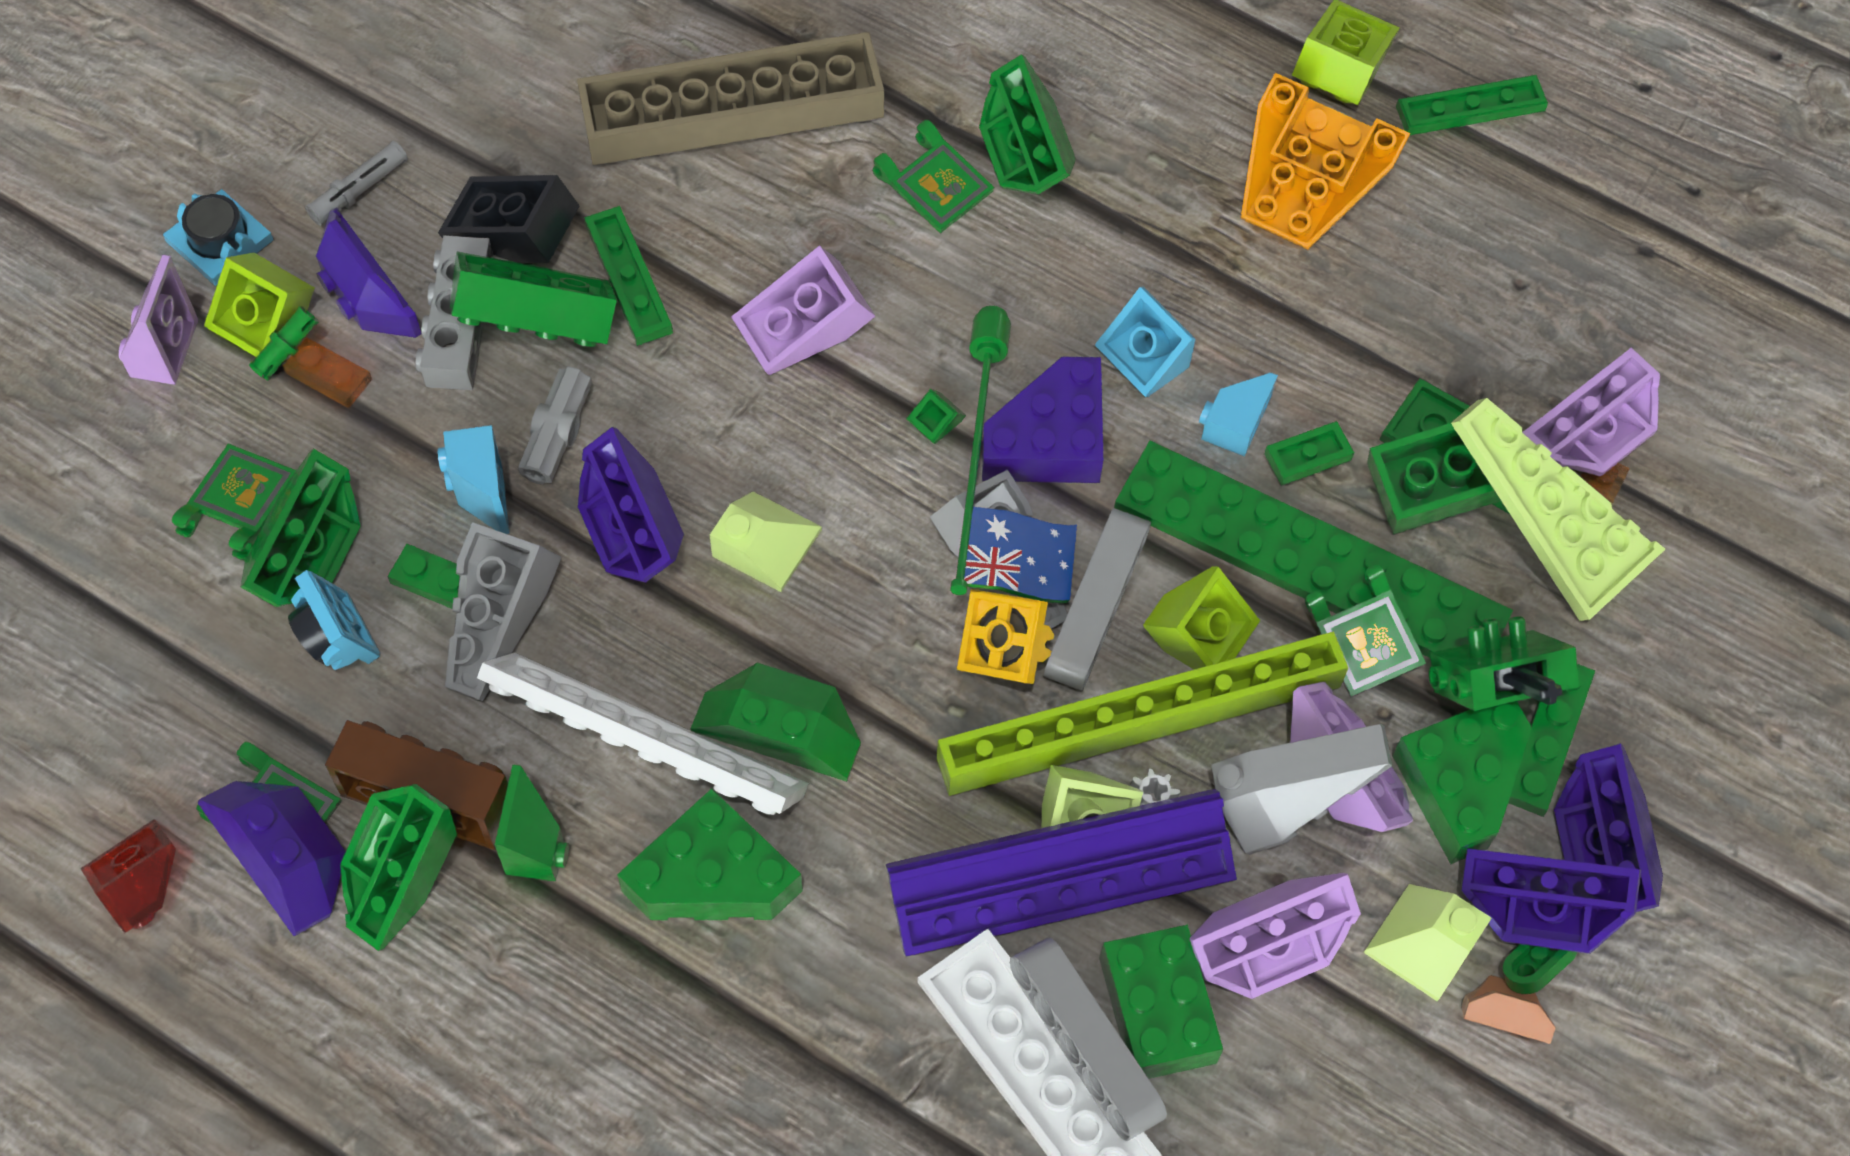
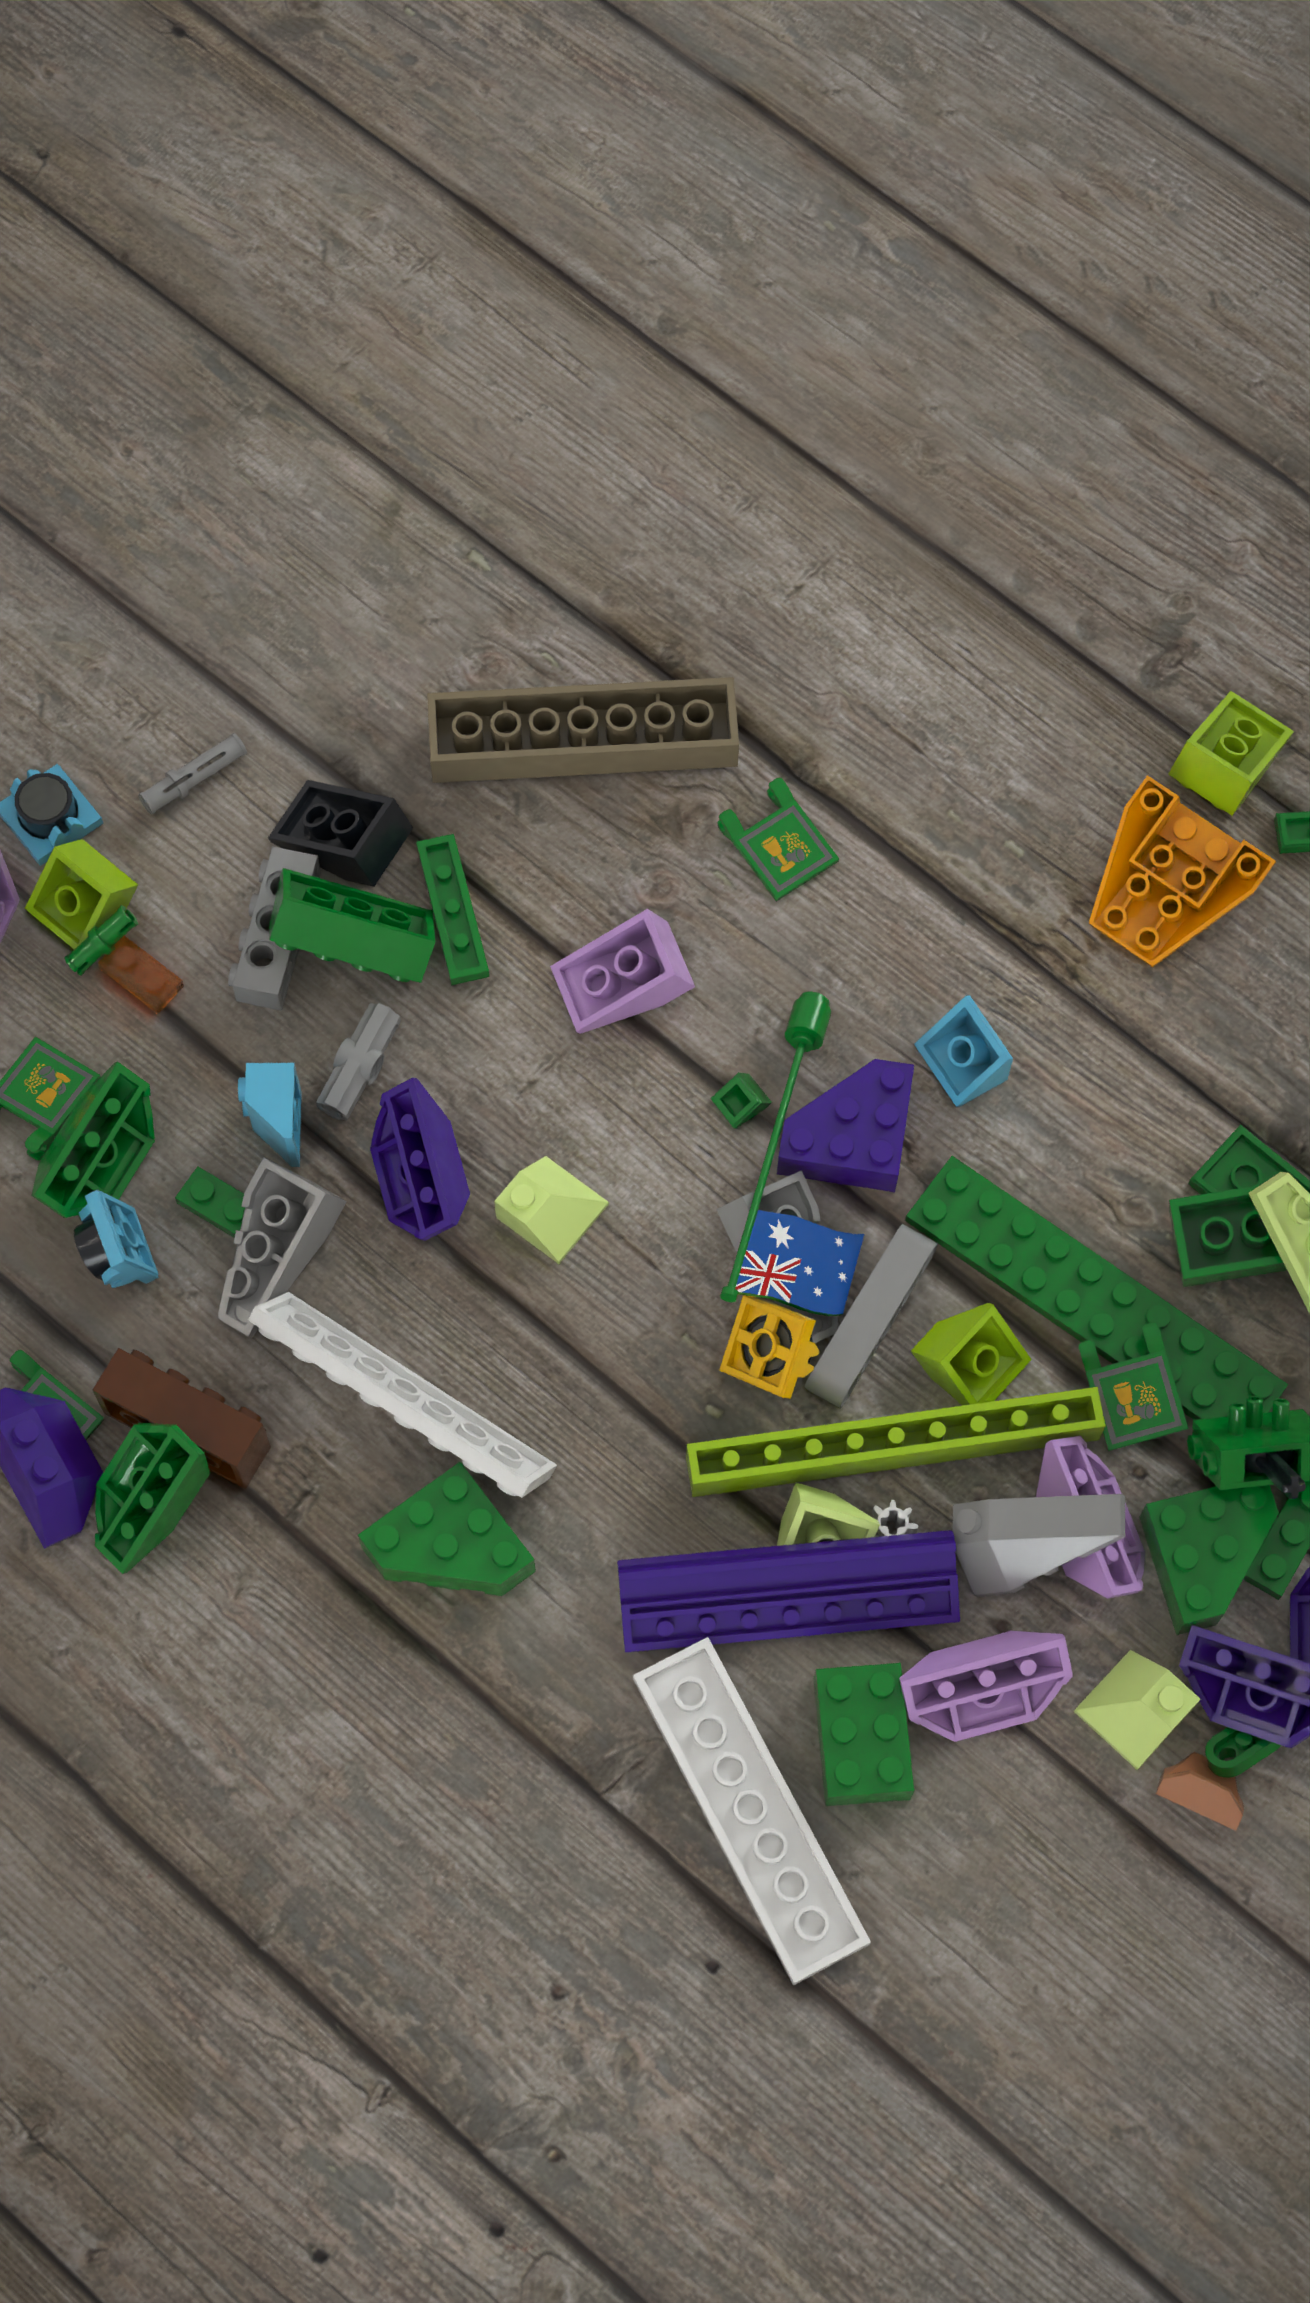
camera: 10 degrees right, 5 degrees up
(361, 283) = (184, 883): dark purple wedge -> none
(528, 834) = (278, 1481): green slope -> none
(781, 719) = (540, 1397): green wedge -> none
(1024, 130) = (879, 804): green wedge -> none
(1088, 1039) = (785, 1760): light grey beam -> none
(1237, 413) = (1045, 1139): medium azure slope -> none
(1309, 453) = (1111, 1190): green plate -> none

